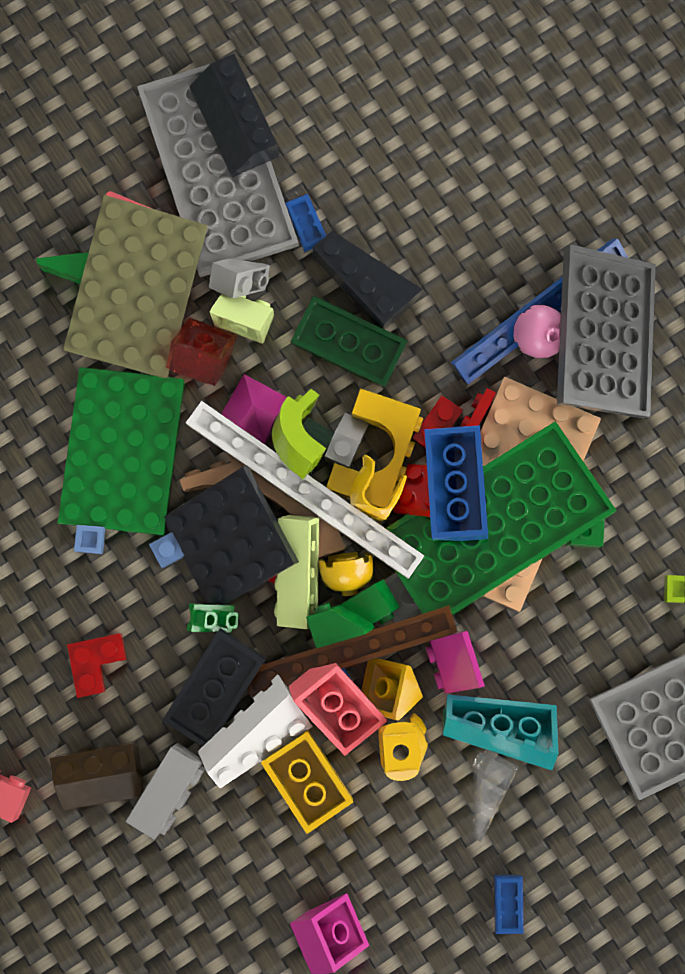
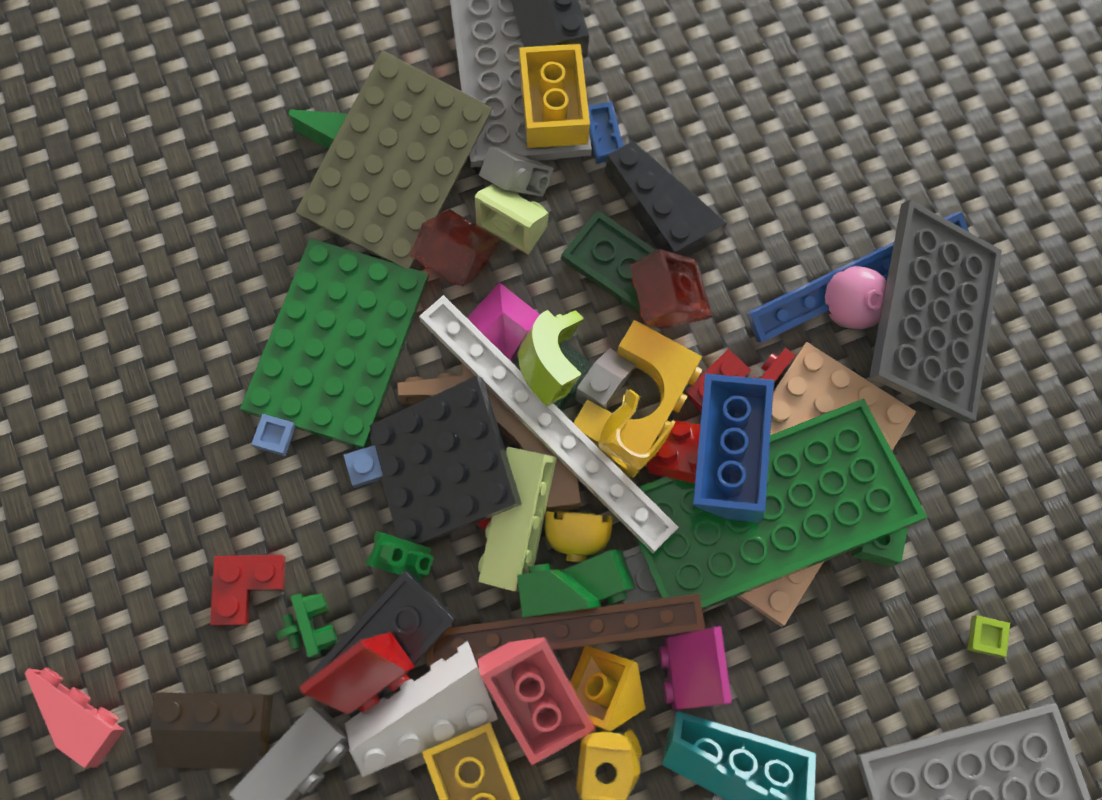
camera: 10 degrees right, 10 degrees down
(147, 672) = (314, 640): none -> green hips
(205, 717) = (361, 675): none -> red slope
(257, 204) = (554, 96): none -> yellow brick
(385, 357) = (670, 289): none -> clear red slope

